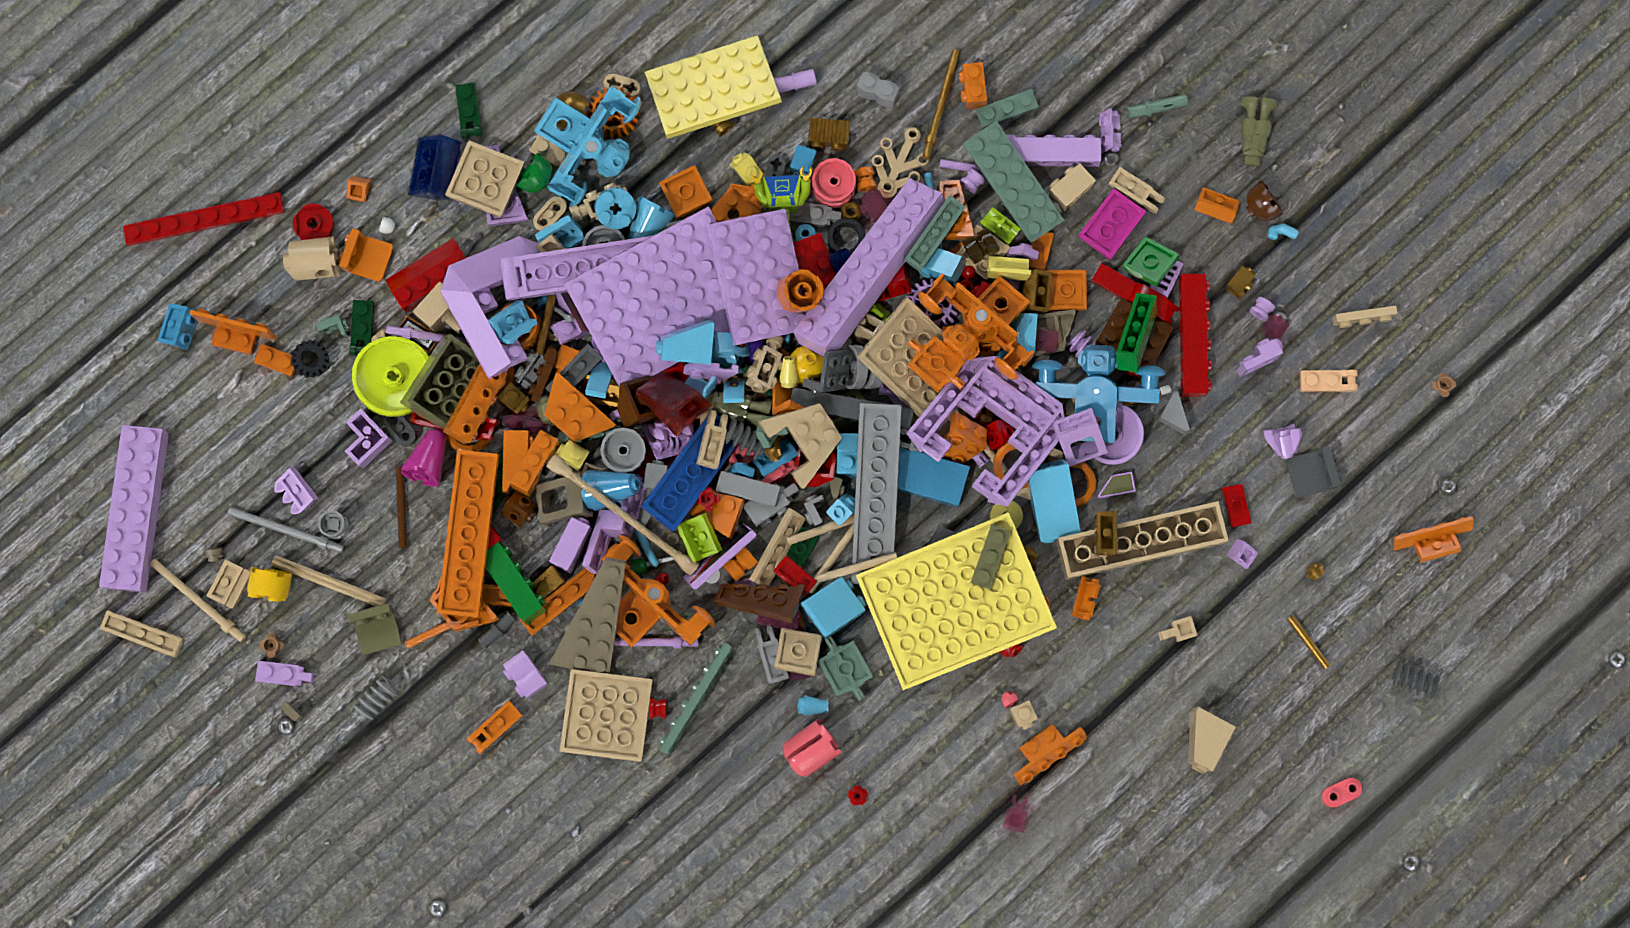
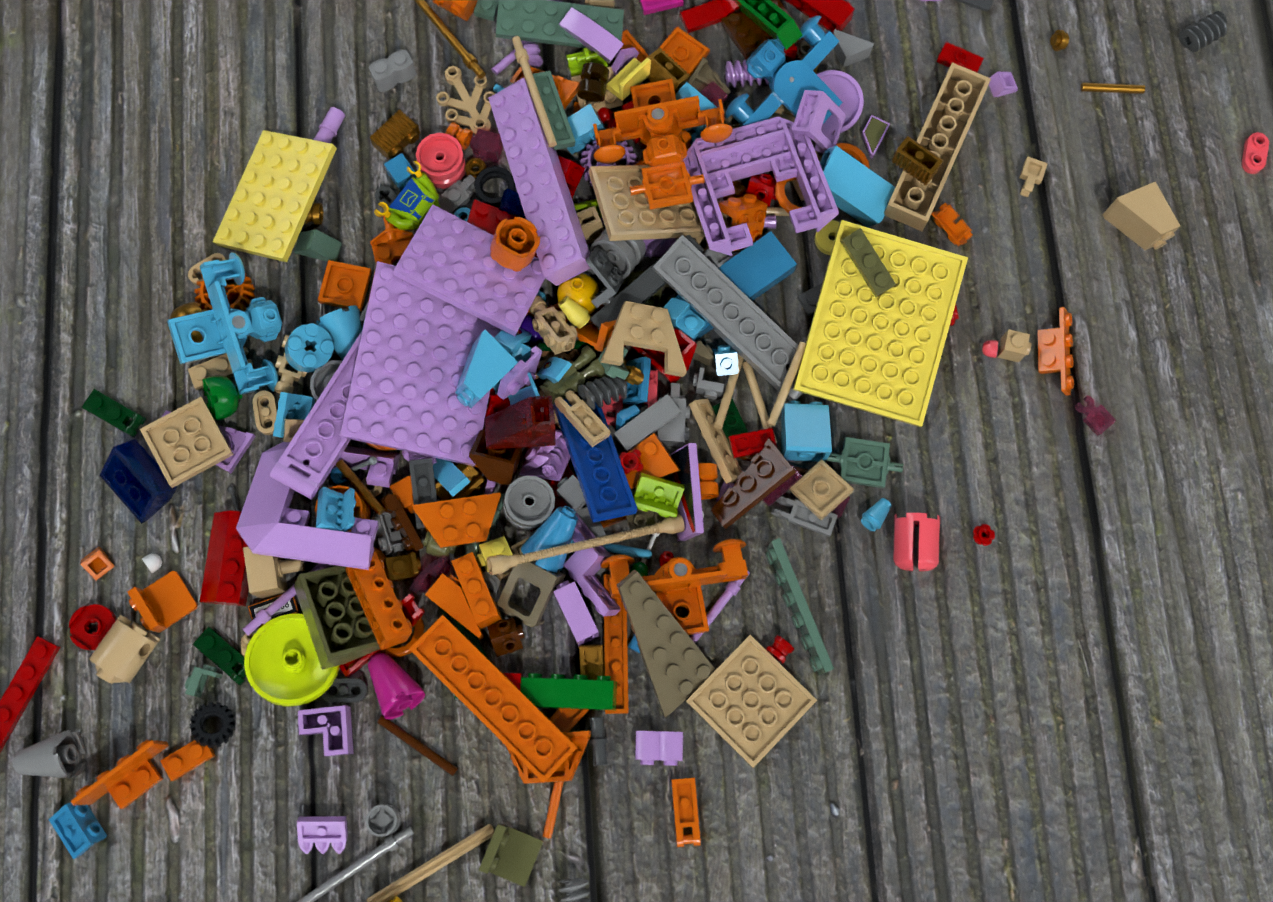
camera: 60 degrees left, 5 degrees down
(209, 271) = (52, 757): none -> light grey cone
(700, 148) = (318, 246): none -> sand green slope
(743, 165) = (366, 221): light yellow bracket -> none
(957, 178) = (522, 58): none -> tan bar
(1017, 214) = (591, 35): none -> lavender slope

